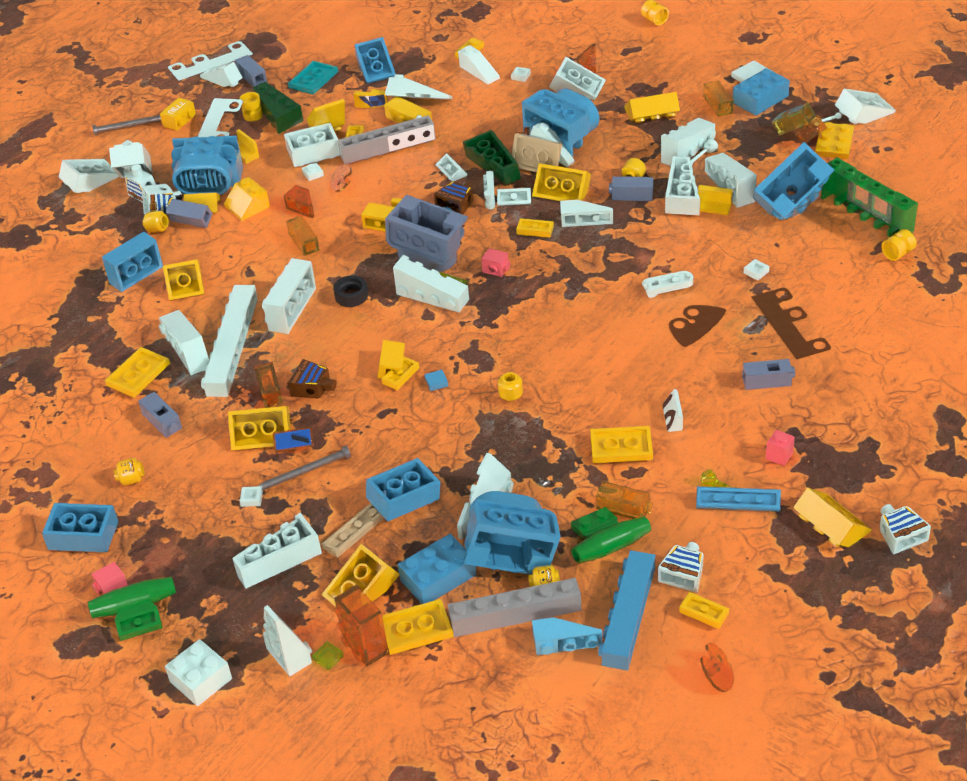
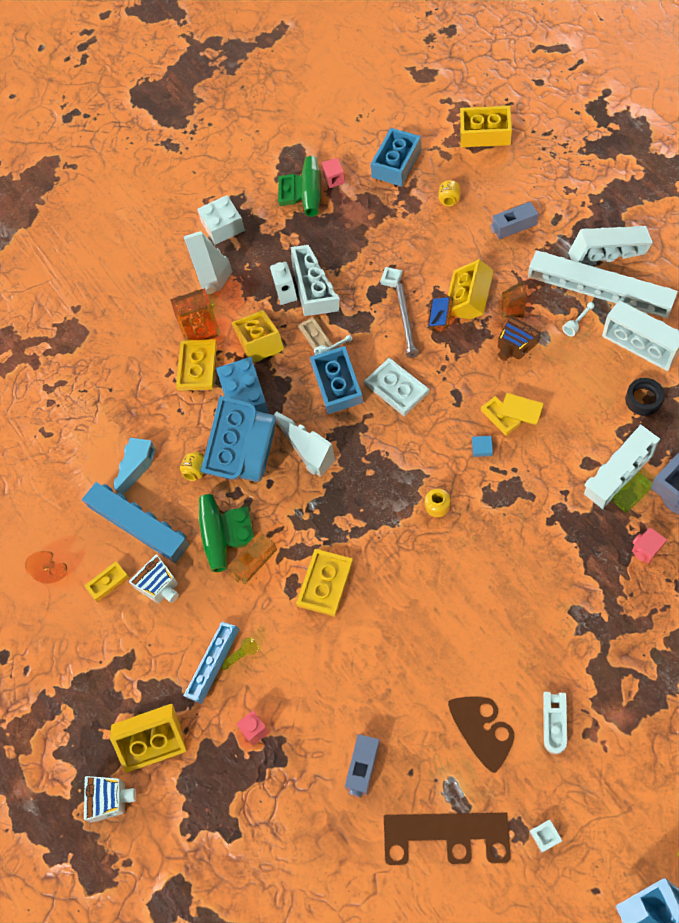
camera: 115 degrees right, 20 degrees up
(28, 463) = (485, 126): none -> yellow brick
(137, 372) = (581, 208): yellow plate -> none
(282, 576) = (282, 277): none -> light aqua torso
(285, 349) = (571, 327): none -> light aqua hinge
(366, 512) = (321, 349): none -> light aqua hinge
(388, 452) = (396, 387): none -> light aqua tile
(514, 607) = (176, 437): light grey brick -> none
(673, 412) = (348, 648): light aqua slope -> none

